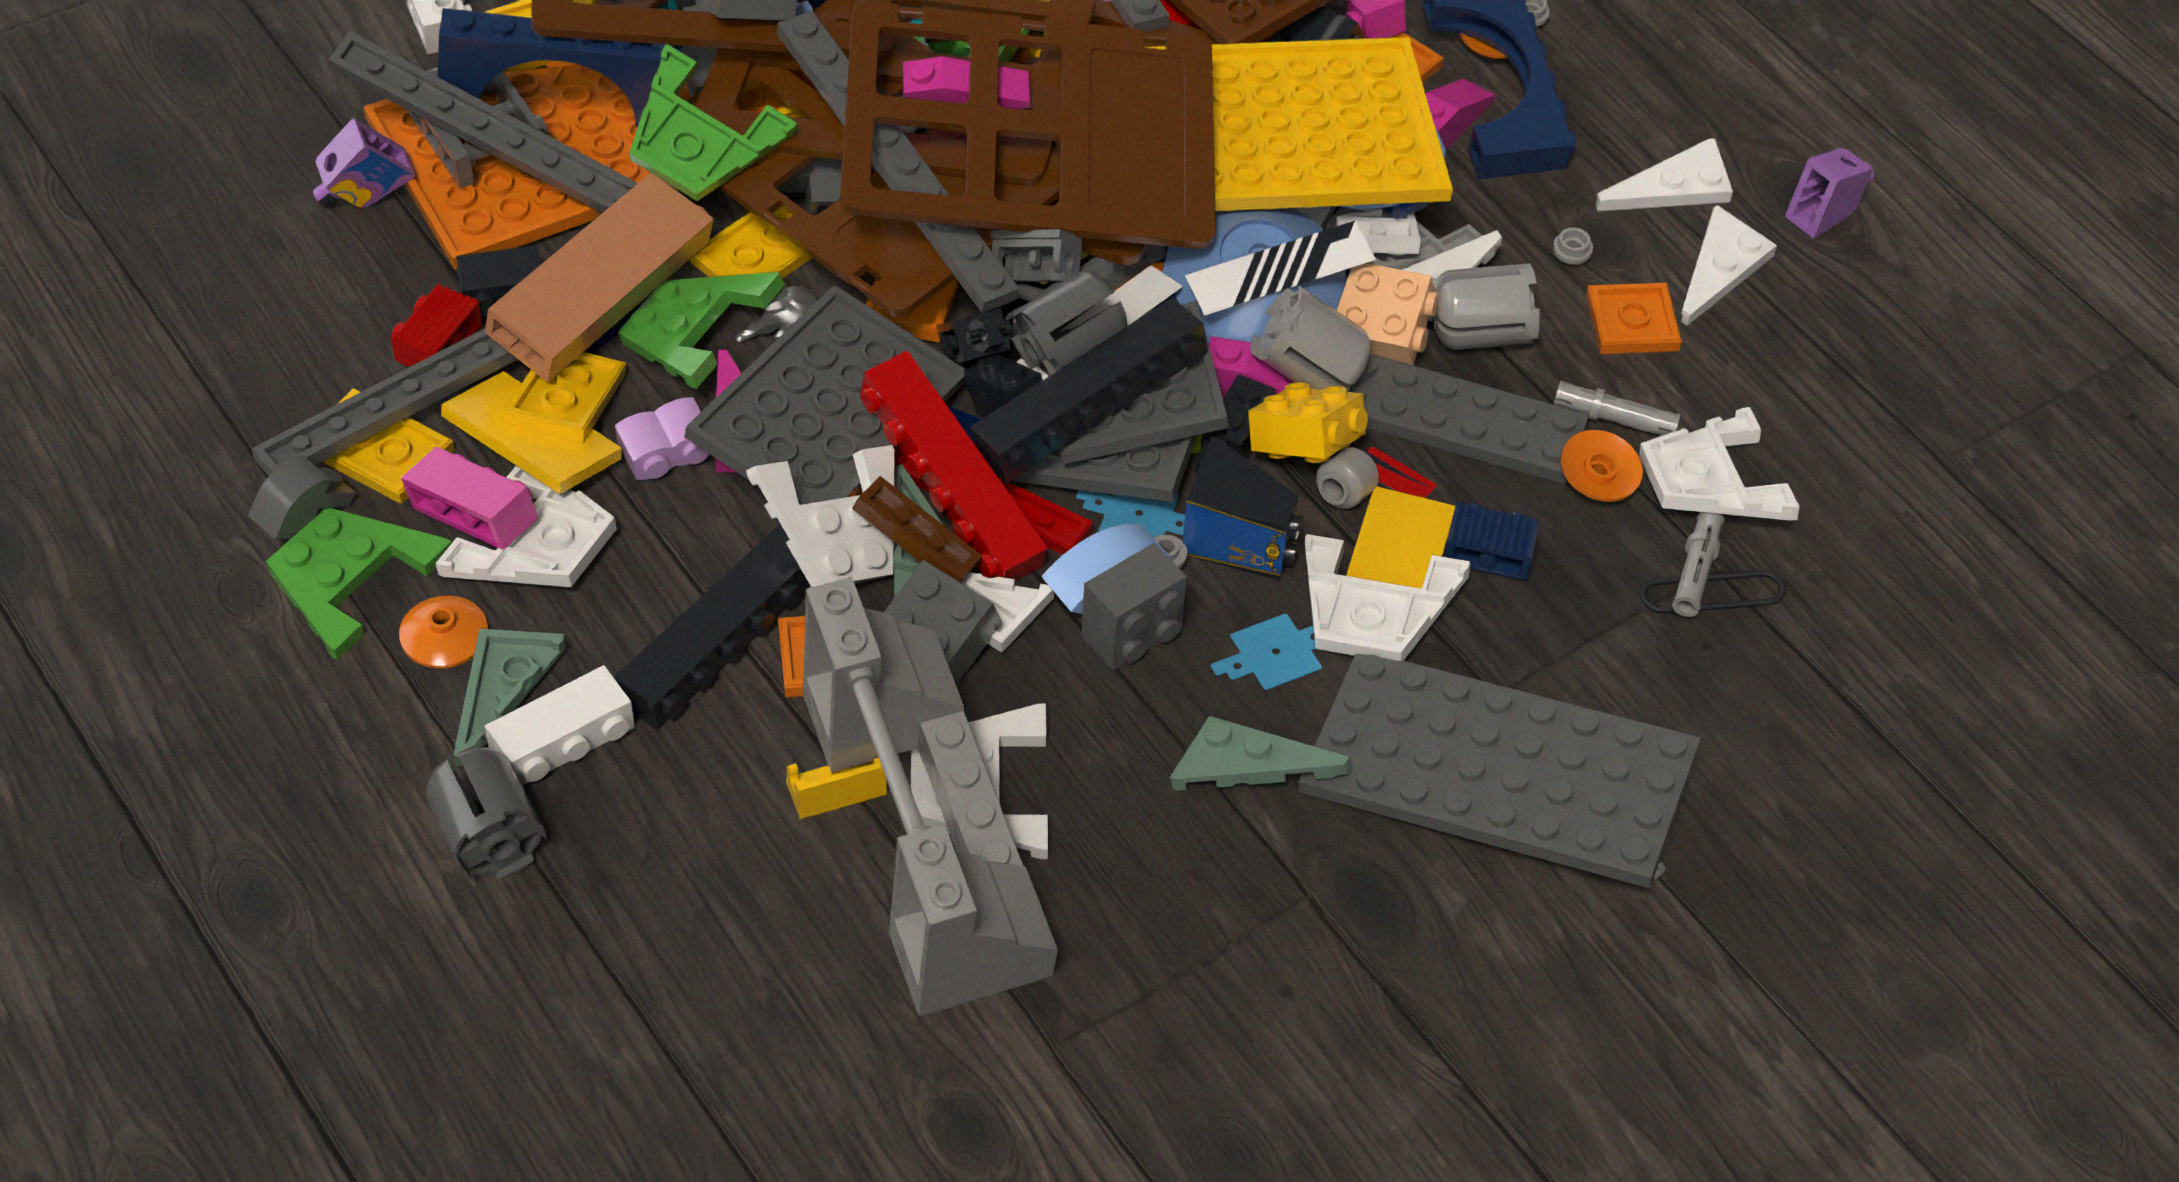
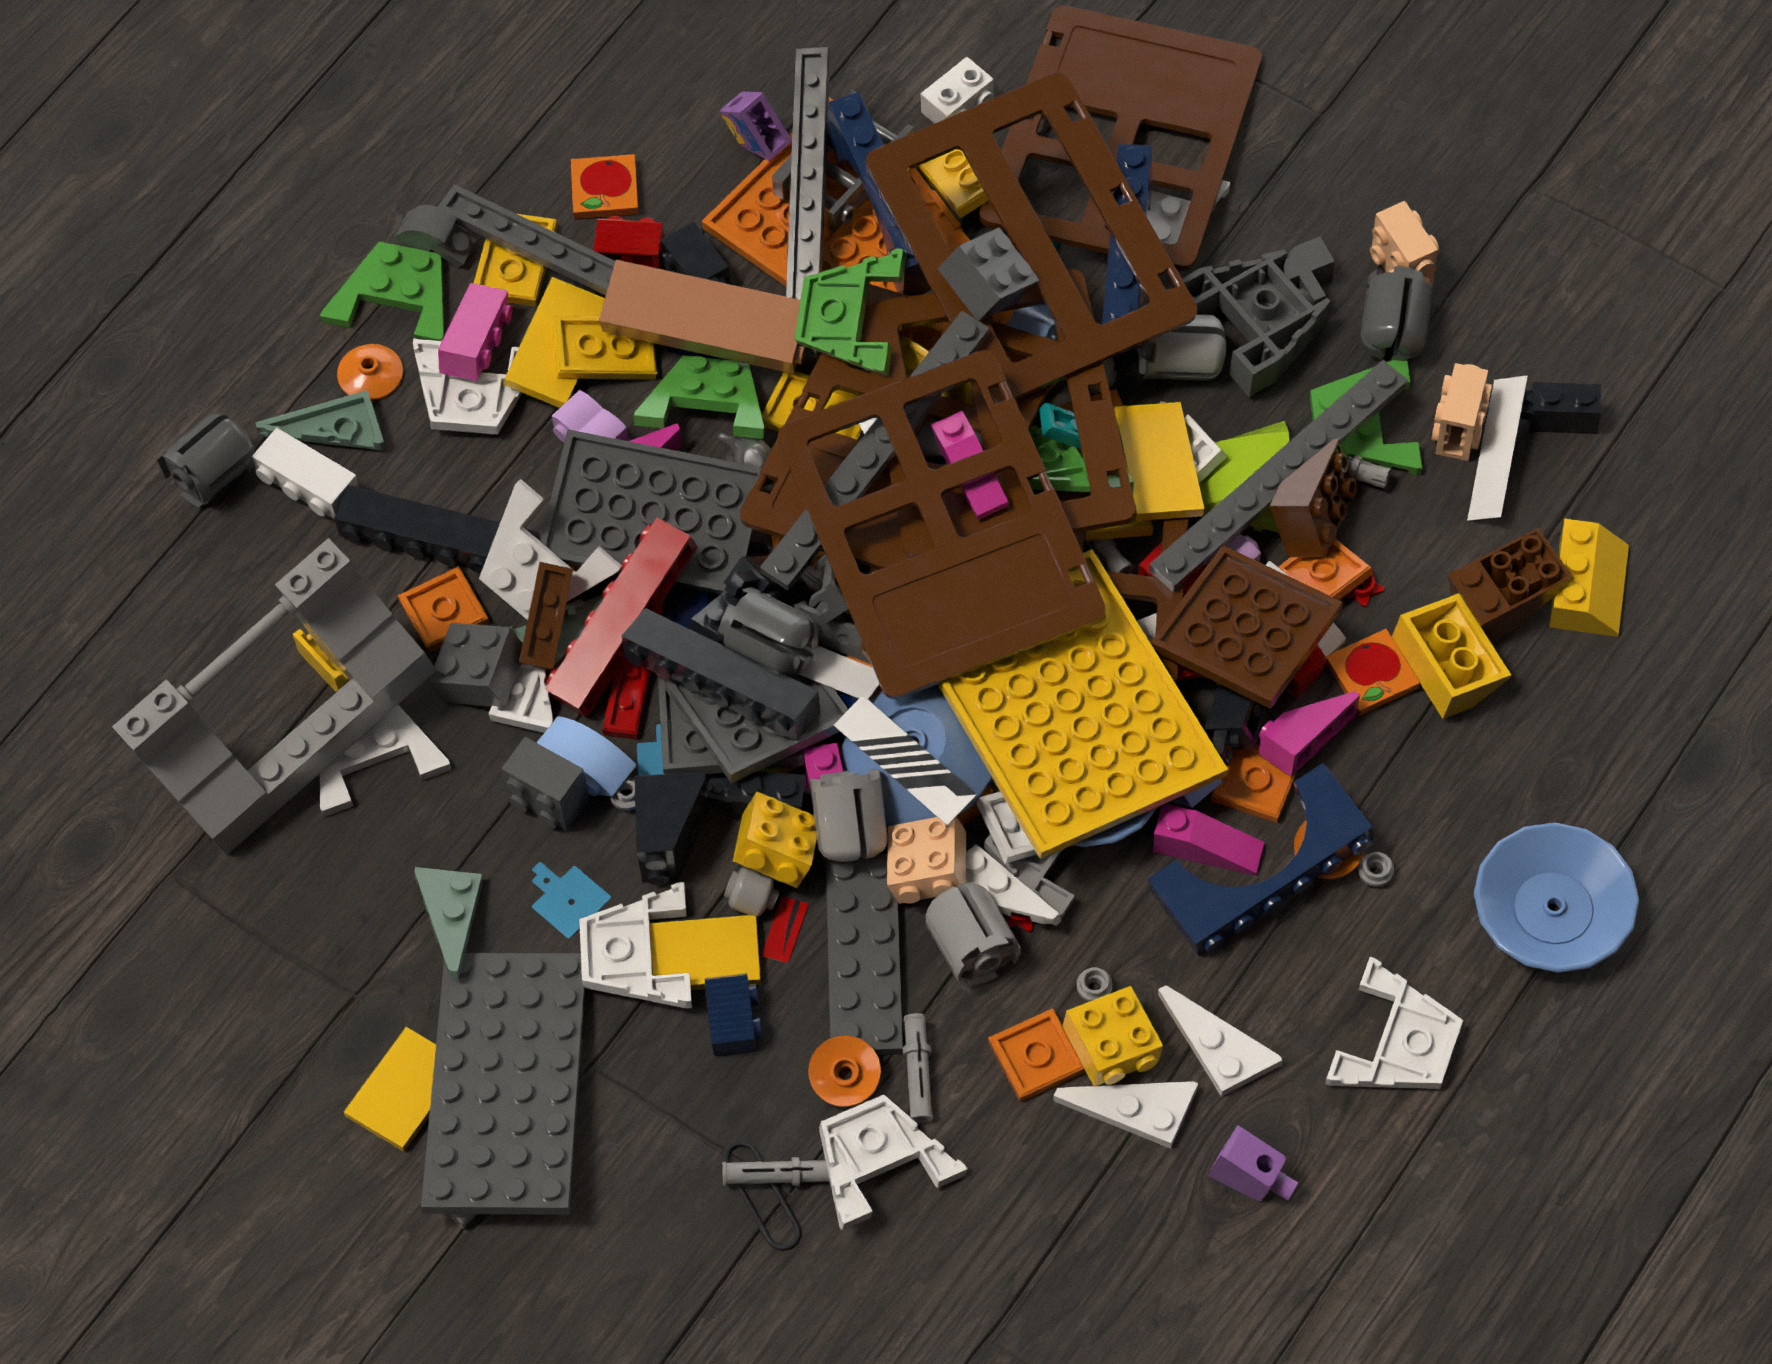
camera: 75 degrees right, 10 degrees up
(336, 335) = (604, 186): none -> tile
(1460, 882) = (398, 1092): none -> yellow tile
(1649, 241) = (1112, 1037): none -> yellow brick
(1726, 41) = (1413, 1044): none -> white wing

